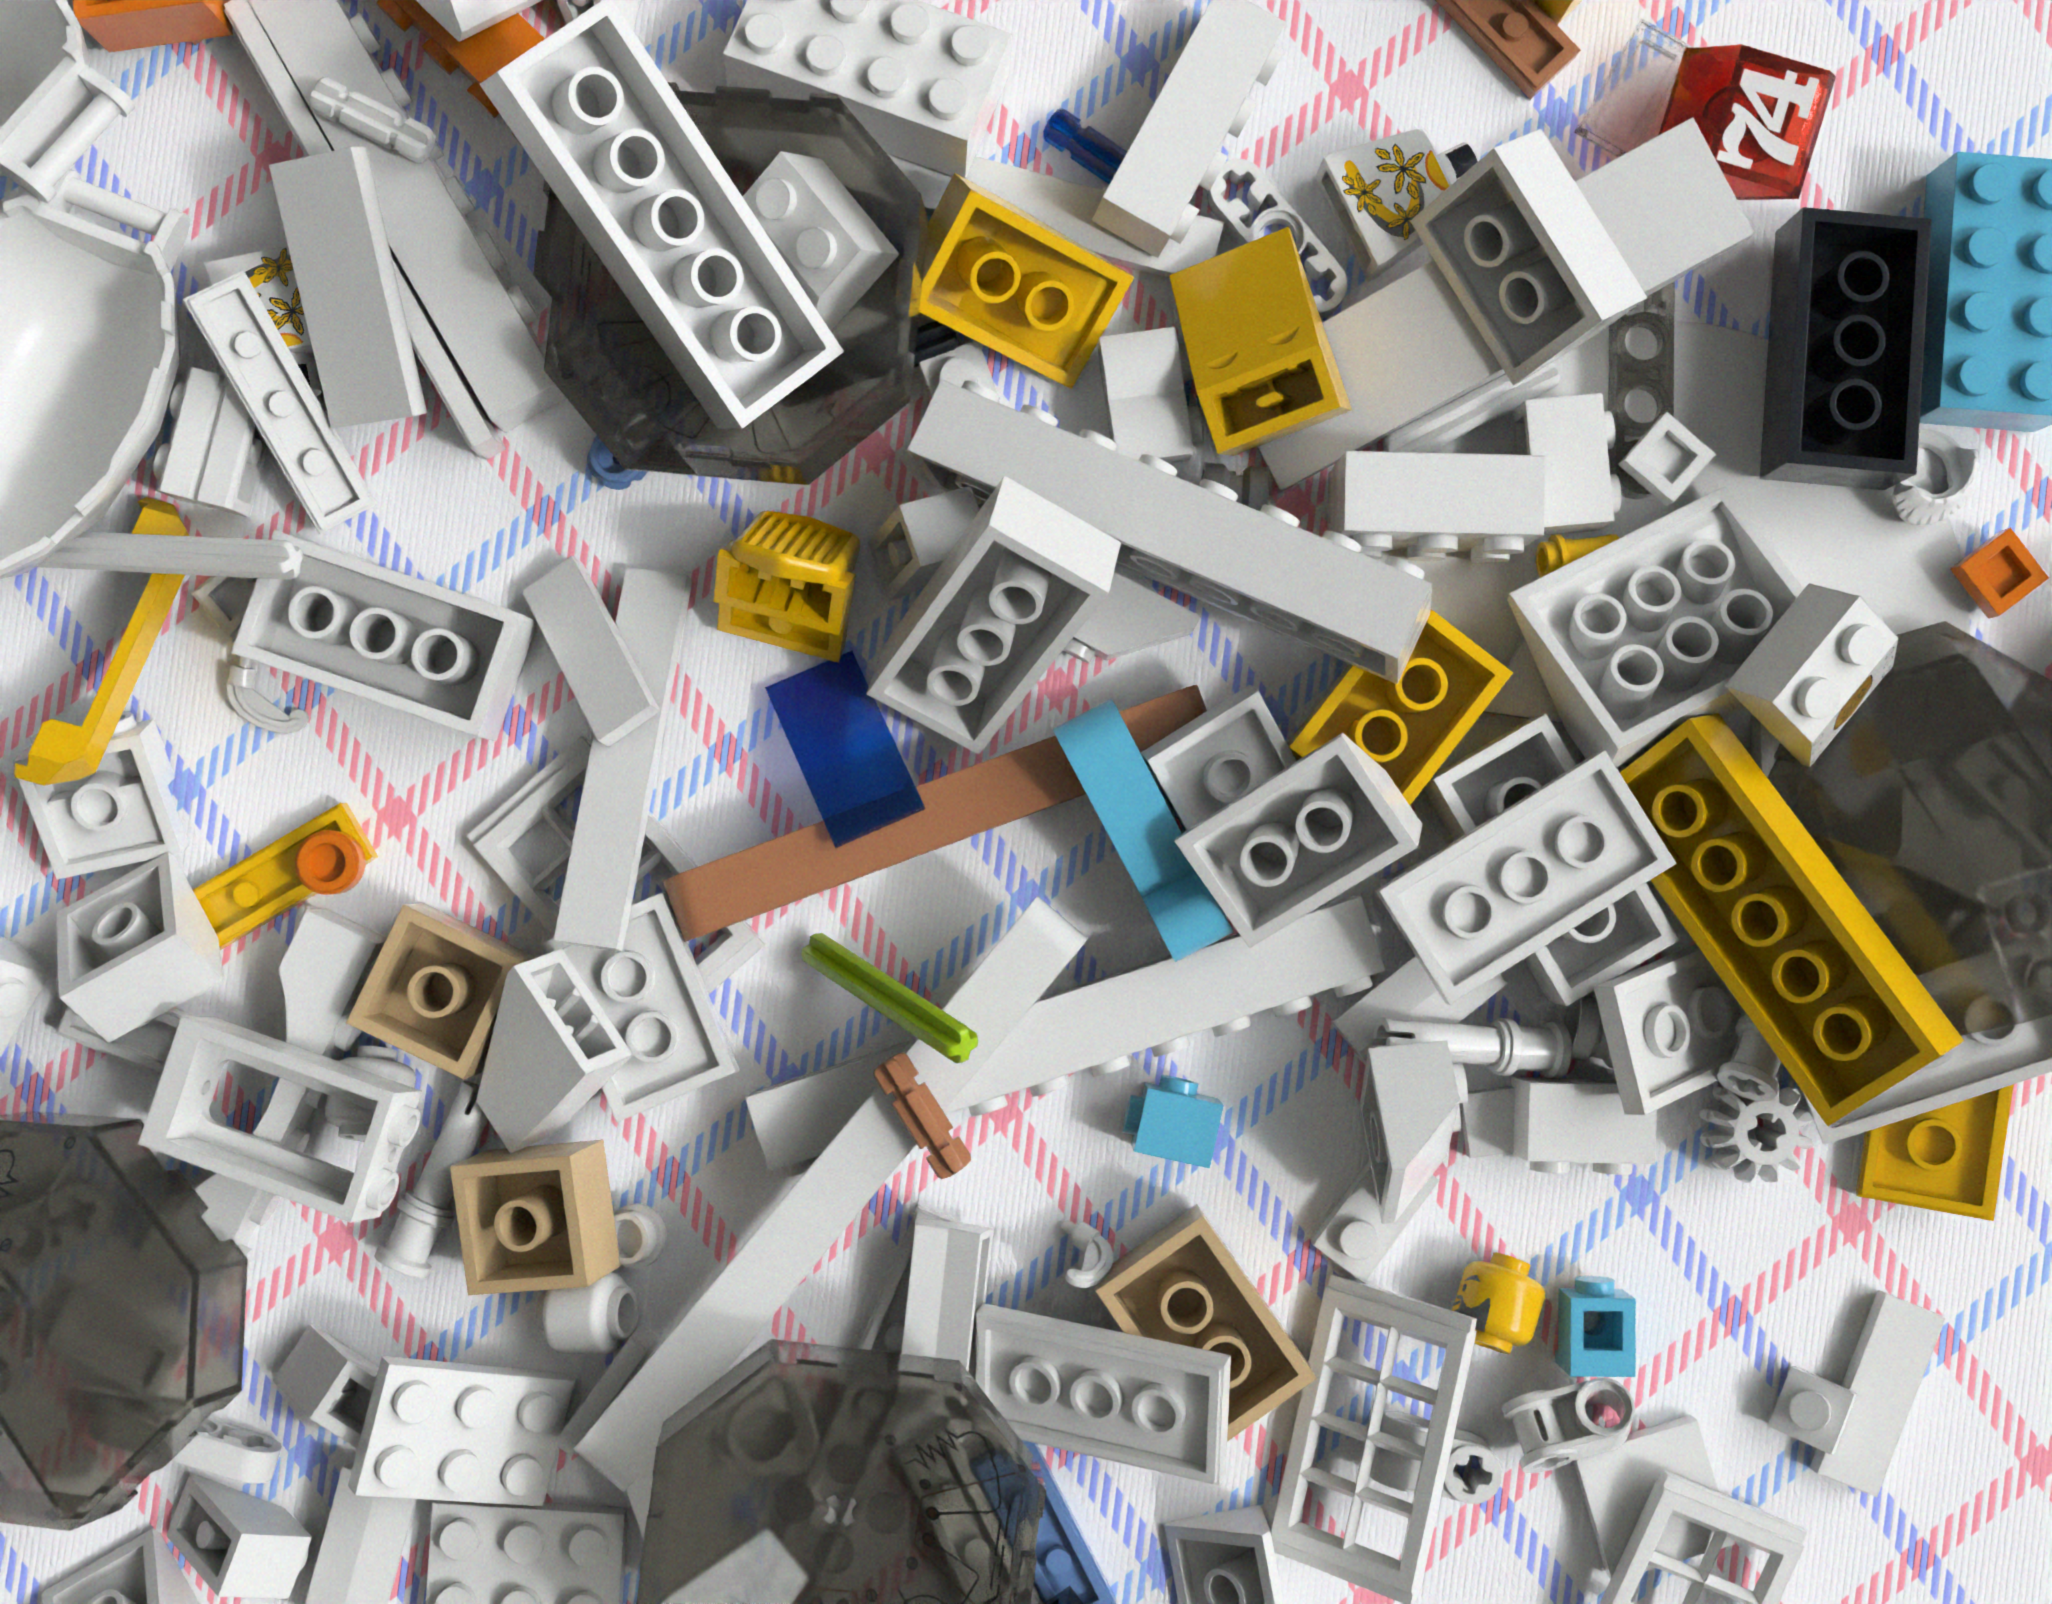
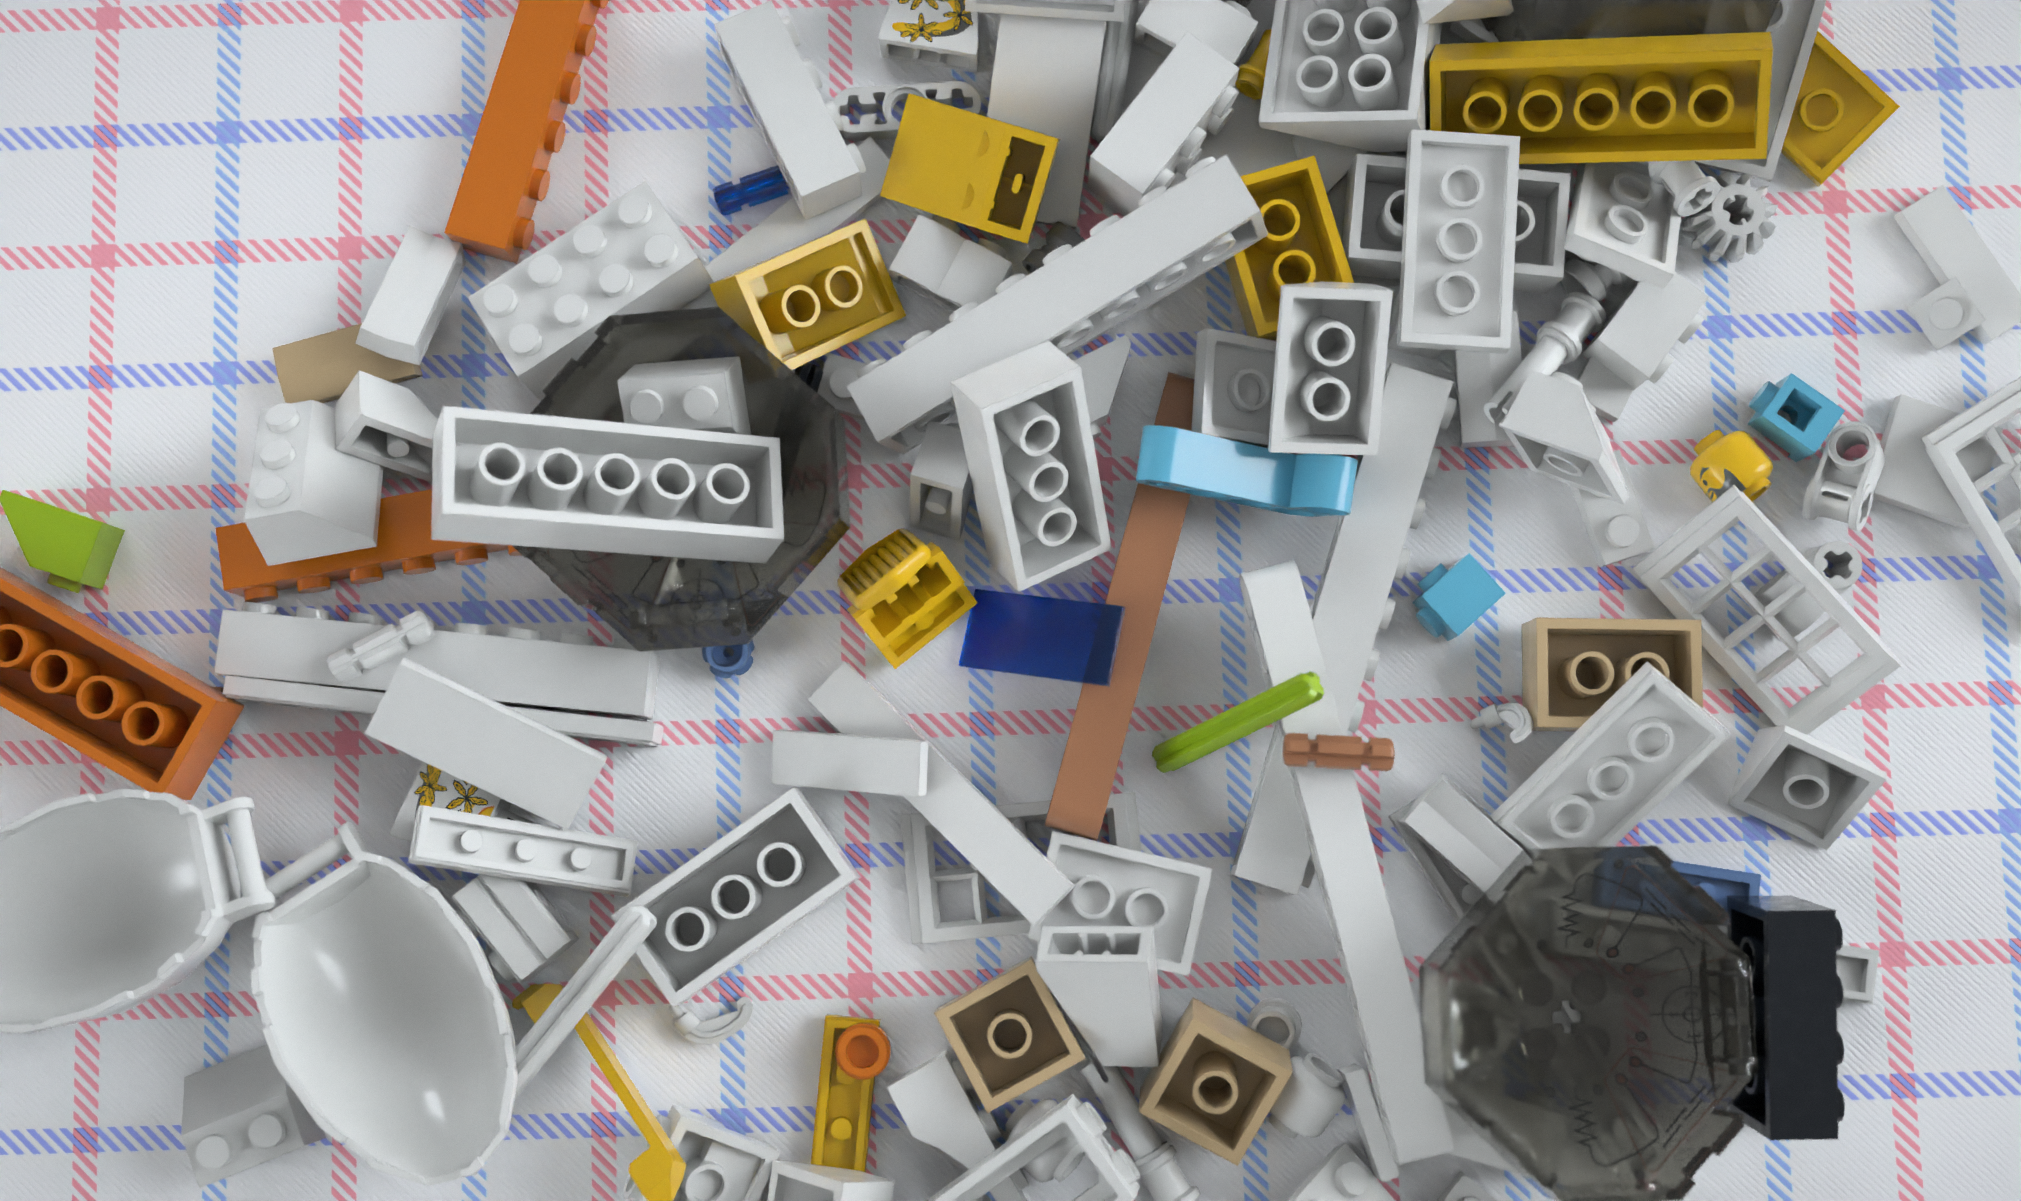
camera: 50 degrees left, 5 degrees down
(226, 601) = (630, 993): white tile -> none

